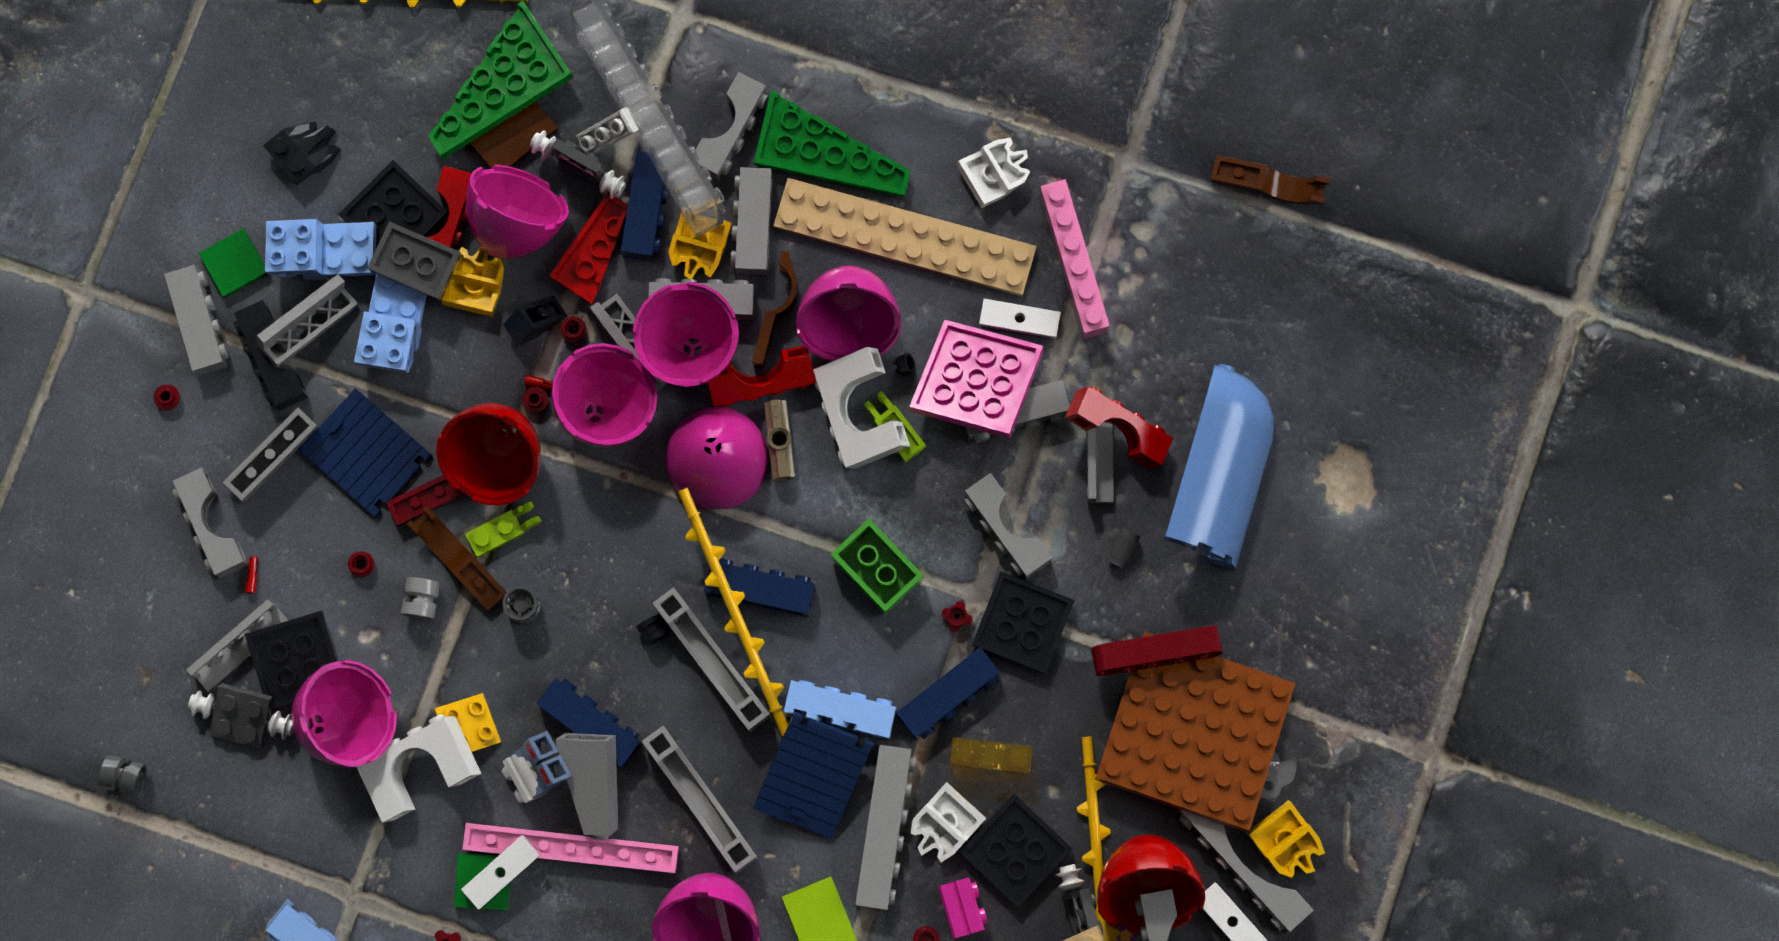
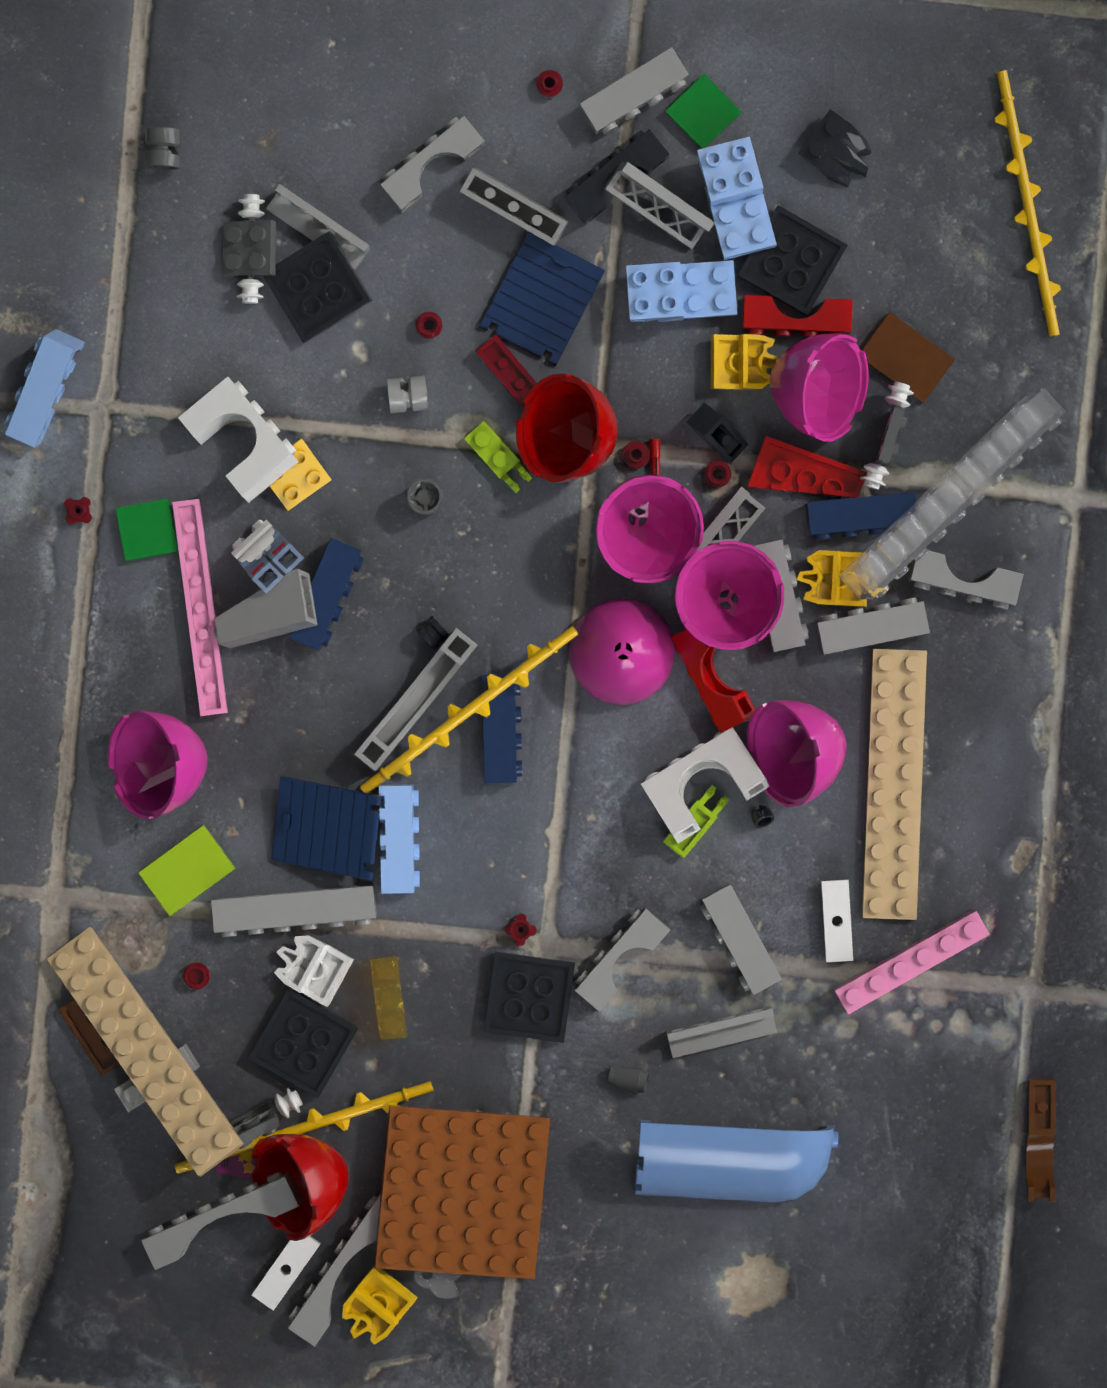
camera: 70 degrees right, 10 degrees up
(251, 579) = (391, 219): red pin -> none
(352, 712) = (271, 362): dark pink piece -> none
(414, 261) = (744, 297): dark grey plate -> none
(458, 559) = (456, 421): reddish brown piece -> none
(489, 883) = (145, 538): white tile -> none
(512, 76) = (963, 342): green wing -> none
(607, 132) = (925, 457): white tile -> none
(700, 799) = (276, 723): light grey arch -> none
(772, 316) = (777, 670): reddish brown piece -> none
(780, 456) = (670, 703): dark tan piece -> none
(815, 149) = (964, 667): green wing -> none
(877, 567) = (548, 840): bright green brick -> none
(948, 693) = (441, 940): dark blue brick -> none
(962, 908) = (235, 1003): dark pink brick -> none
(976, 379) = (761, 894): plate -> none
(994, 171) = (983, 858): white plate -> none
(1145, 442) = (739, 1077): red arch -> none
(1156, 650) = (530, 1136): dark red beam -> none

